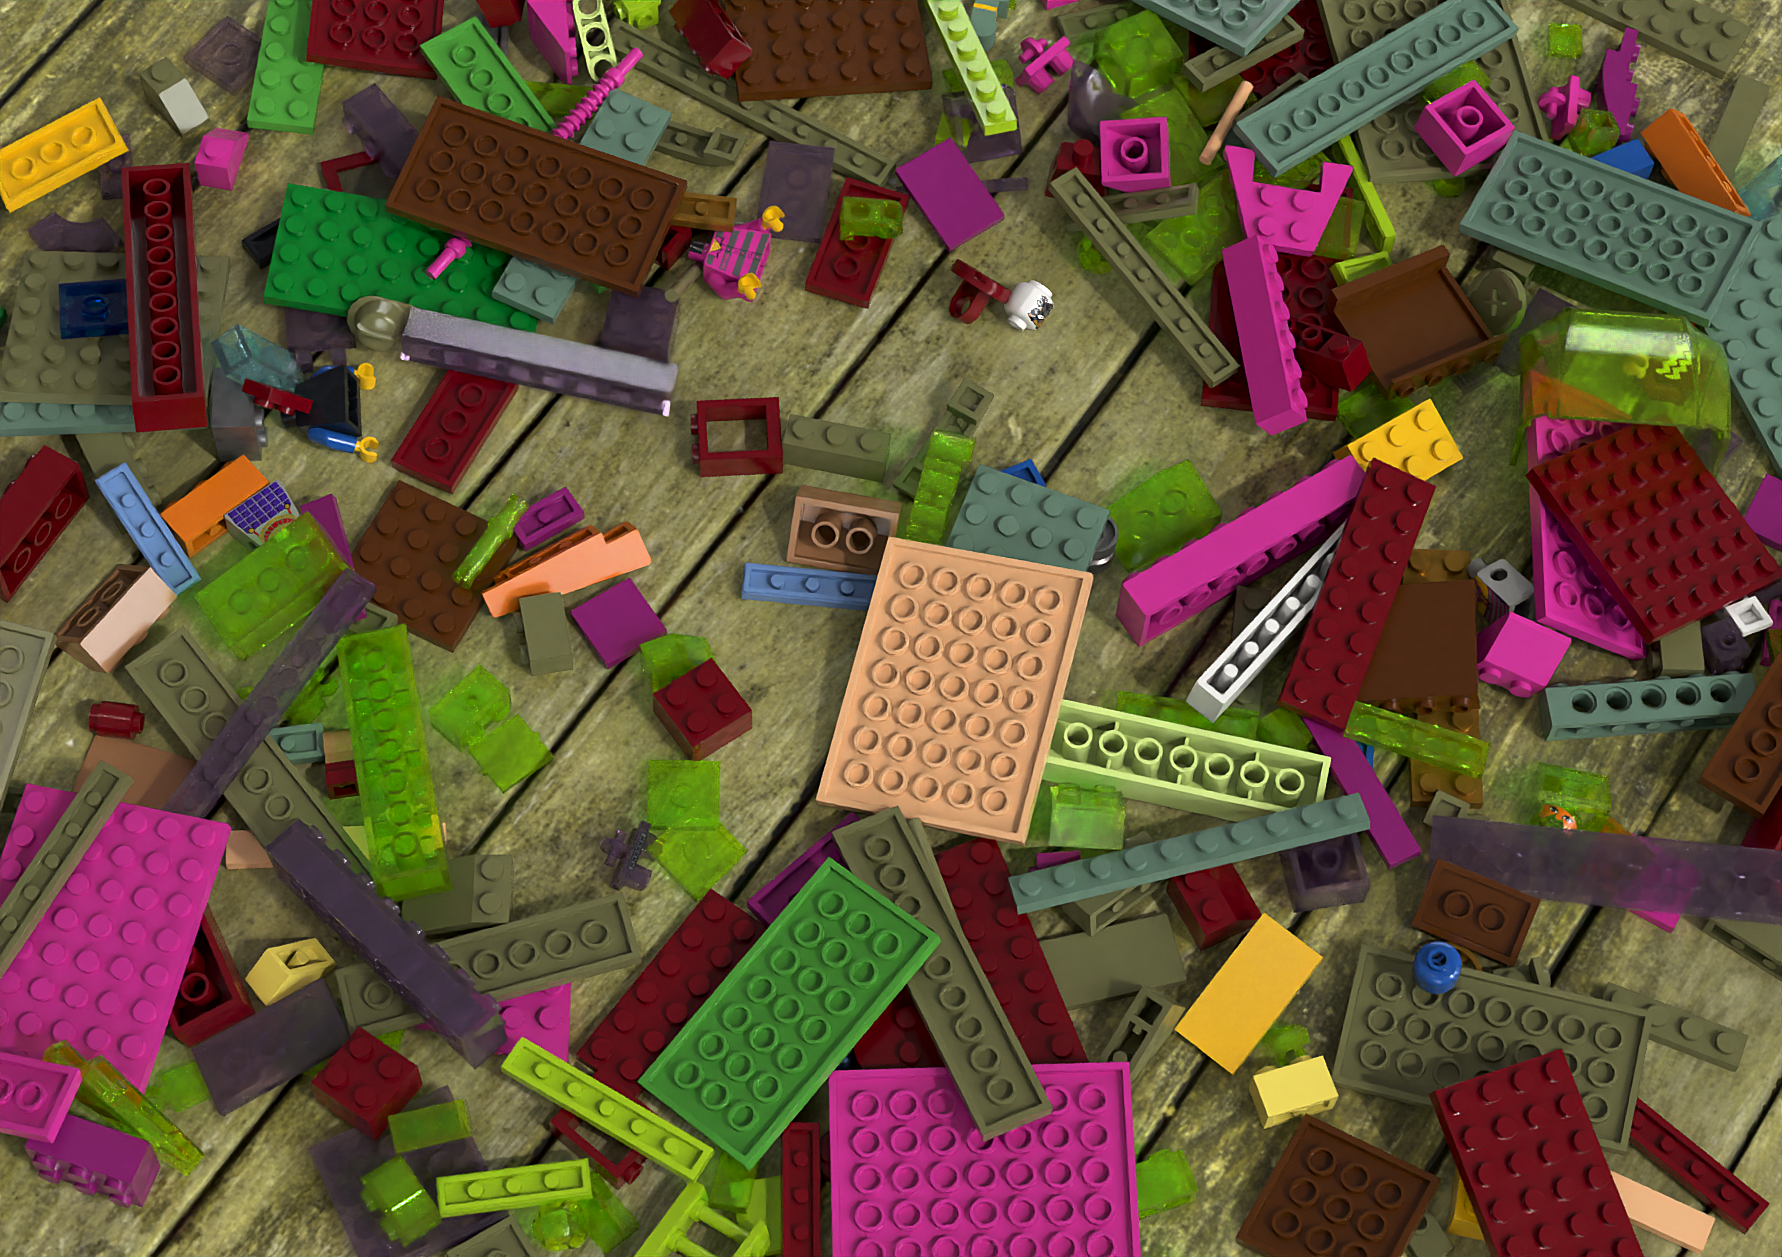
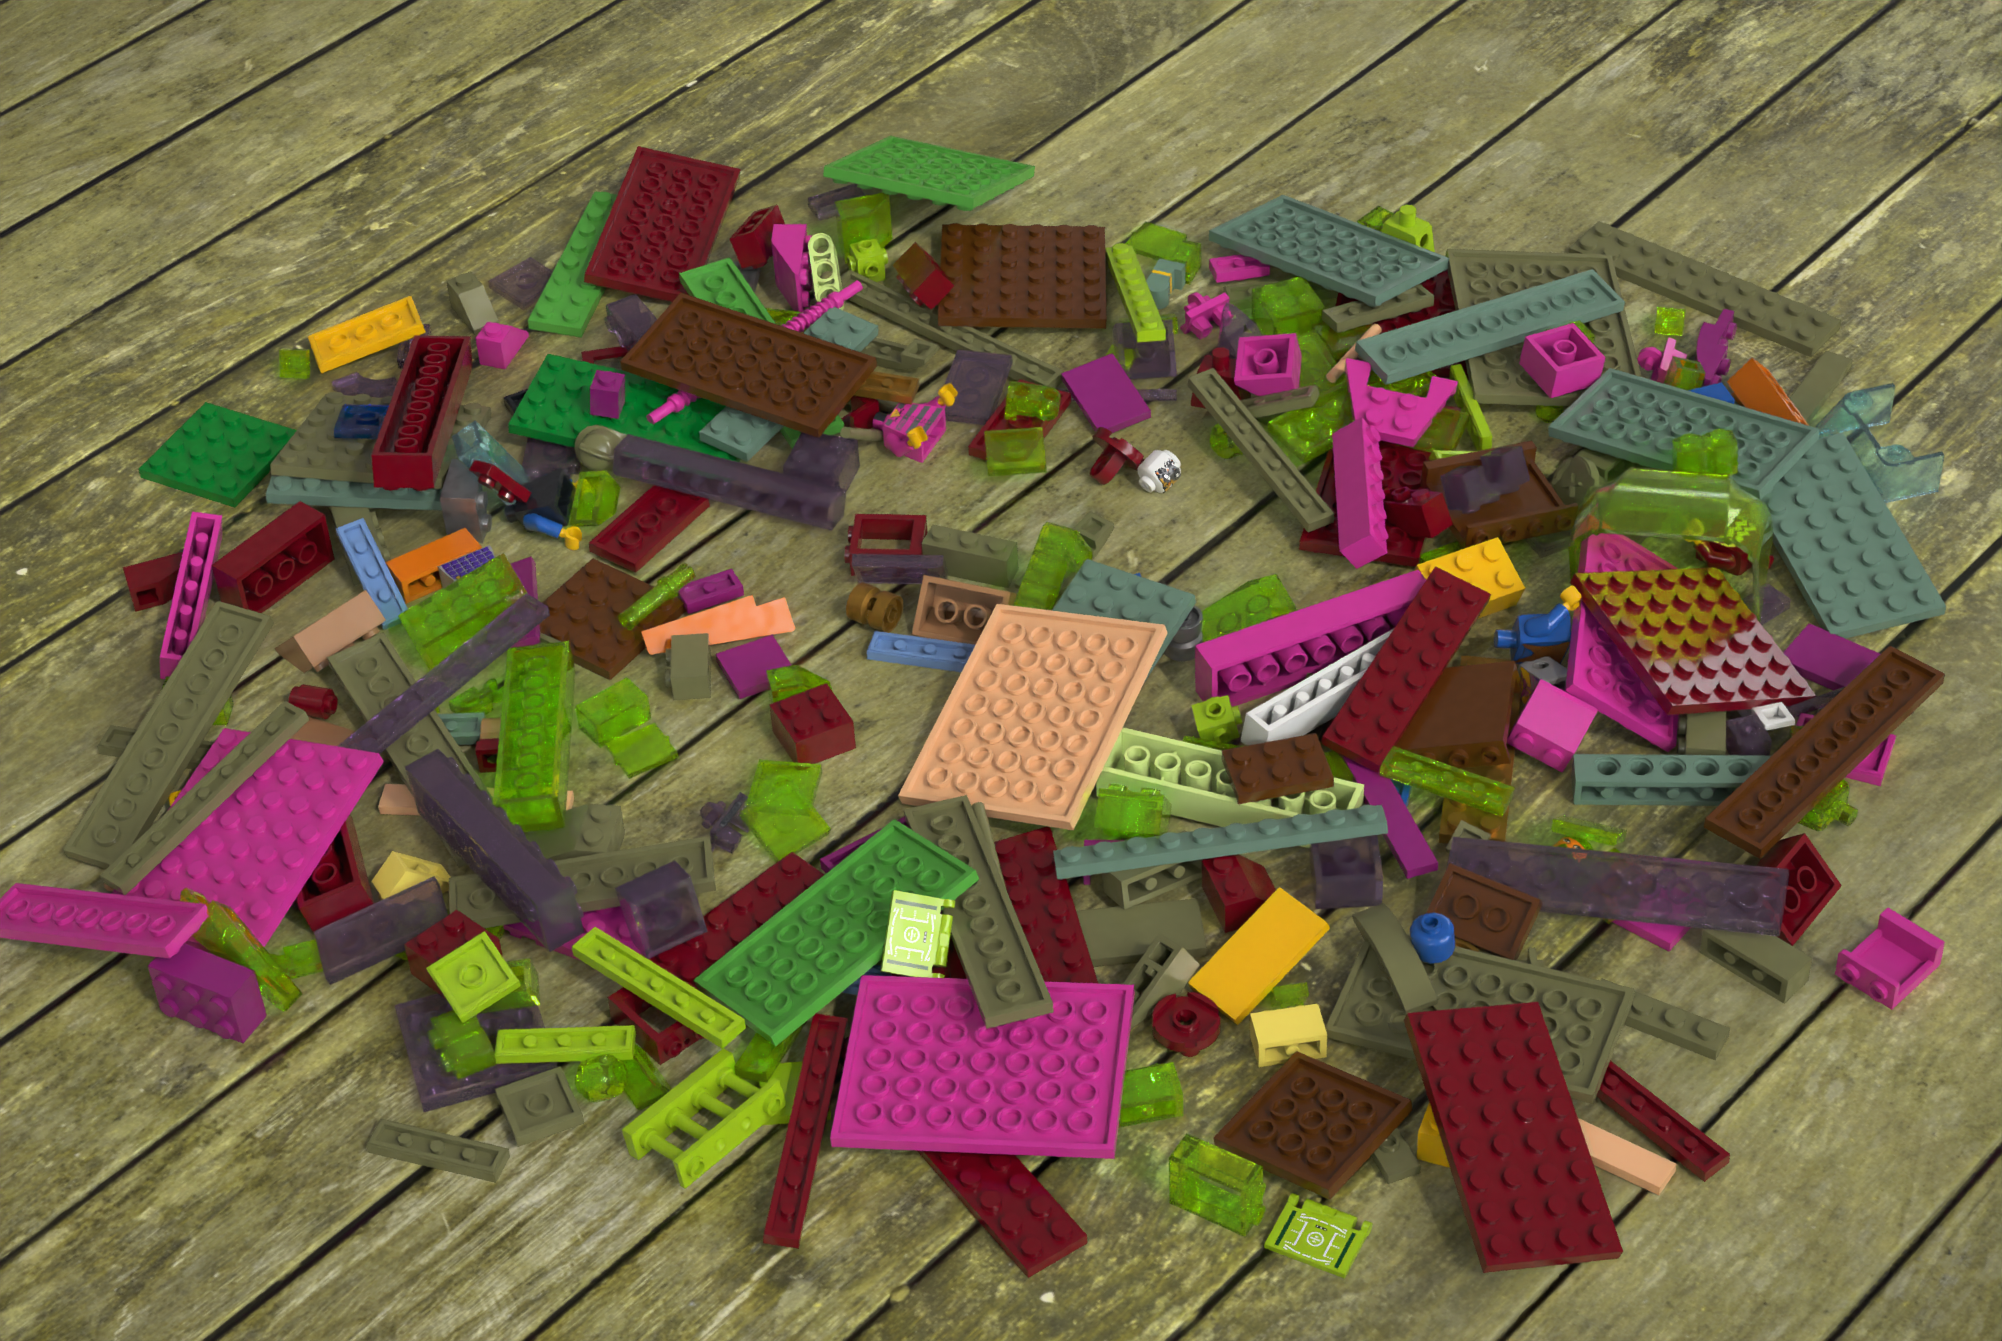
camera: 15 degrees right, 20 degrees down
(376, 249) = (607, 394): none -> magenta brick
(386, 400) = (594, 499): none -> clear neon green slope
(403, 1129) = (473, 977): none -> lime tile
(590, 1003) = (661, 909): none -> clear purple brick
(729, 530) = (874, 607): none -> pearl gold wheel
(763, 479) = (898, 568): none -> tile
(862, 291) = (1015, 451): none -> clear neon green tile
(886, 1023) = (916, 935): none -> piece
(1147, 679) = (1217, 719): none -> lime brick
(1183, 1104) = (1186, 1038): none -> dark red plate
(1236, 746) = (1277, 768): none -> reddish brown plate
(1391, 325) = (1477, 485): none -> arch
(1397, 985) = (1397, 957): none -> olive slope
(1494, 534) = (1541, 634): none -> blue torso
(1647, 278) = (1706, 453): none -> clear neon green brick

